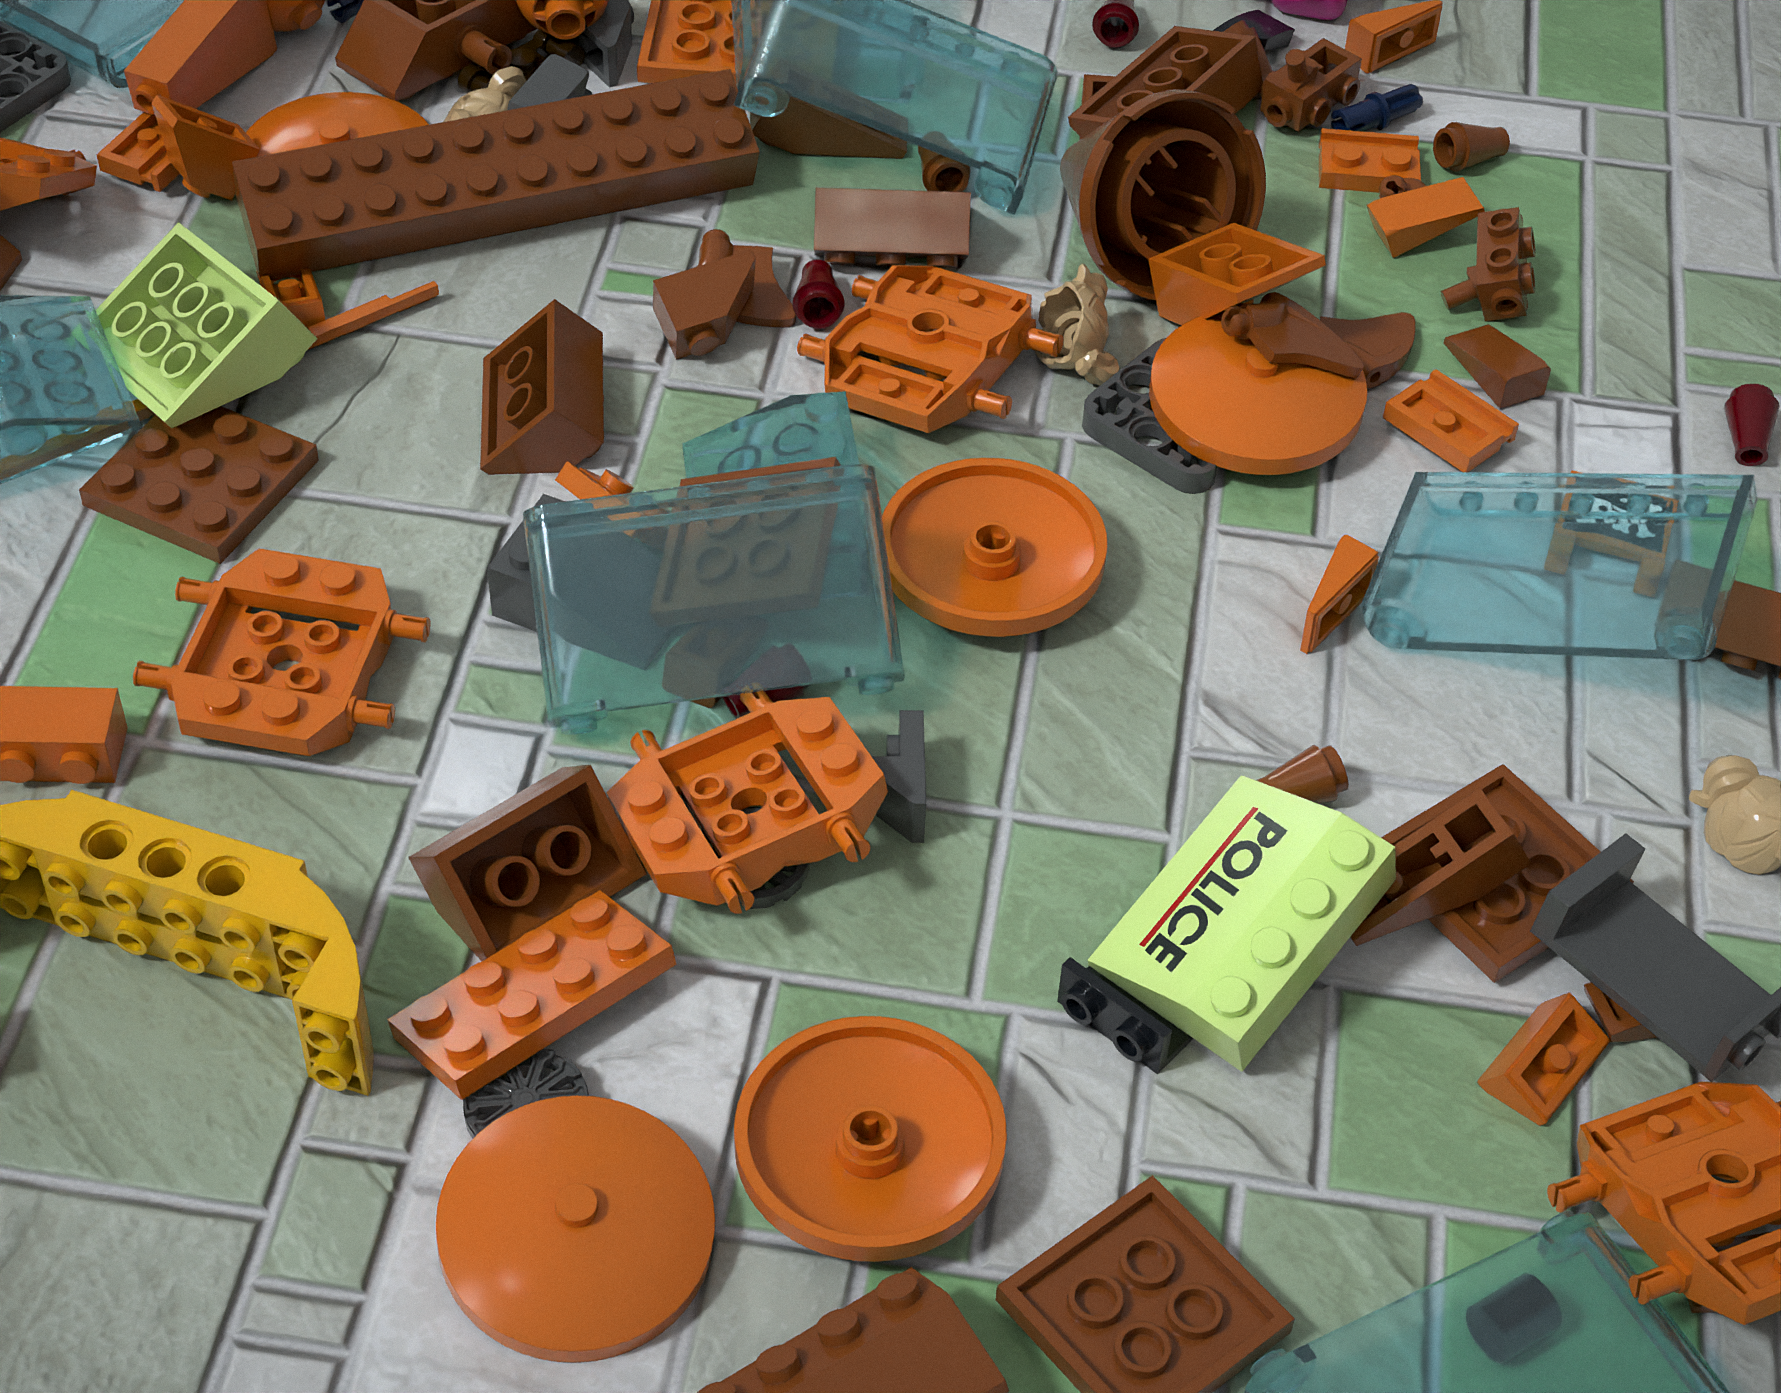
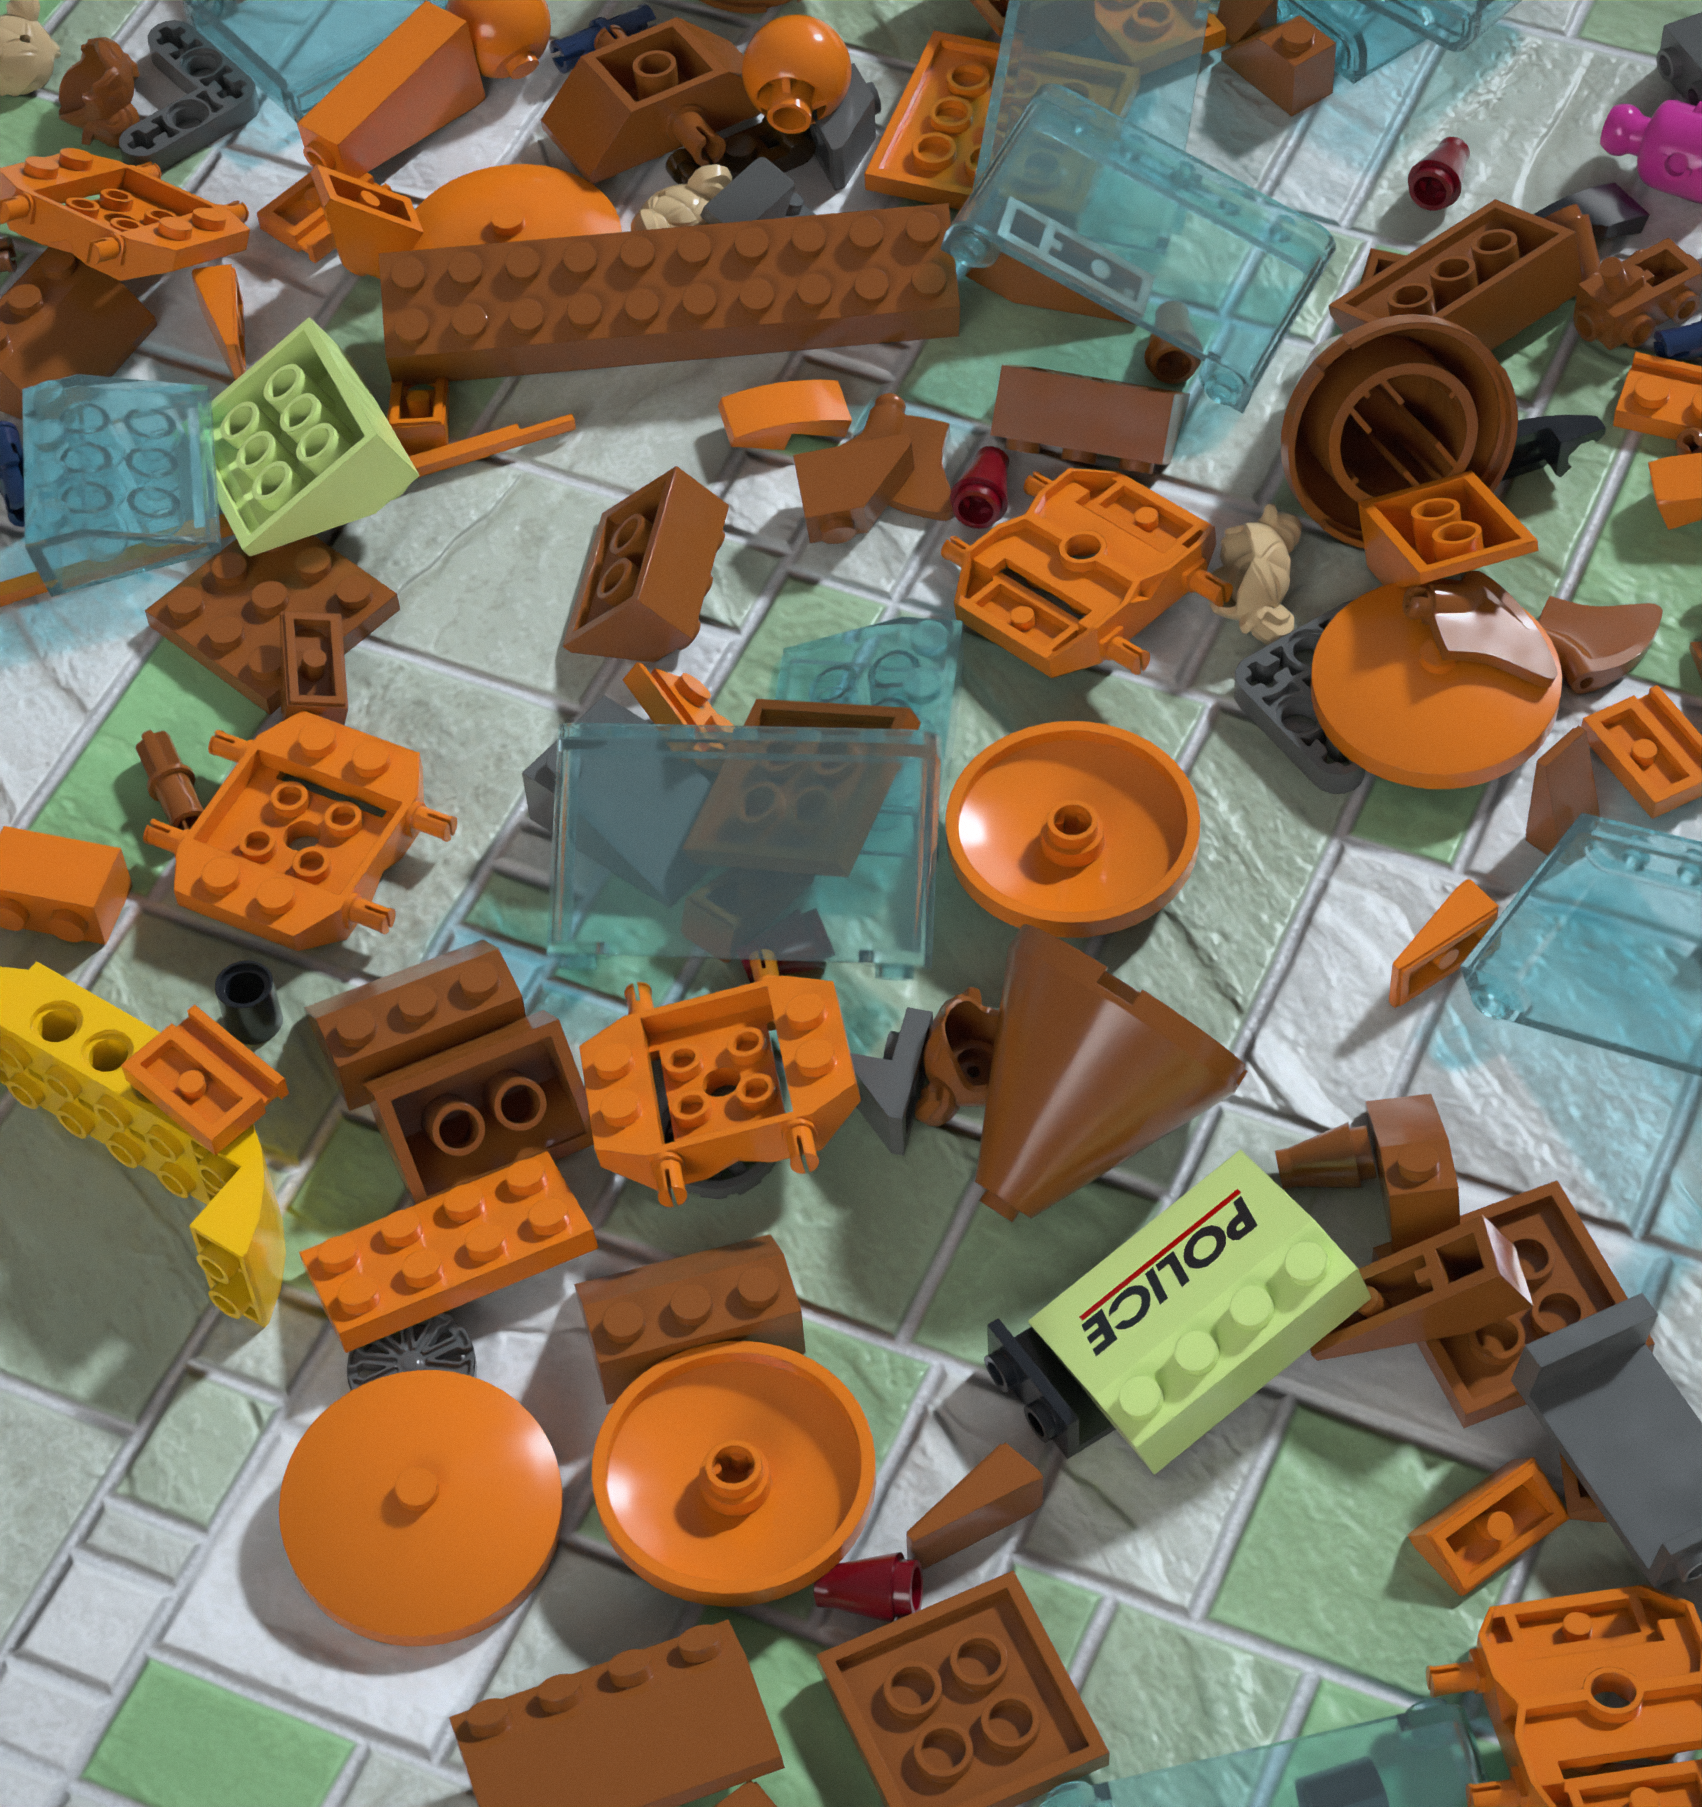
camera: 20 degrees right, 5 degrees up
(84, 238) = (224, 312): none -> orange slope
(141, 629) = (169, 779): none -> dark orange axle
(256, 511) = (313, 665): none -> dark orange slope
(274, 864) = (204, 1080): none -> orange plate
(275, 806) = (246, 983): none -> black beam
(437, 794) = (413, 1015): none -> dark orange slope
(615, 258) = (772, 412): none -> orange slope
(754, 1008) = (686, 1303): none -> dark orange slope
(963, 747) = (957, 1046): none -> dark orange hair
(1025, 1217) = (873, 1587): none -> dark red cone
(1085, 729) = (1084, 1076): none -> dark orange cone
(1108, 1118) = (982, 1503): none -> dark orange slope
(1285, 196) = (1551, 442): none -> black slope
(1388, 774) = (1413, 1168): none -> dark orange slope
(1395, 459) = (1561, 790): none -> dark orange slope

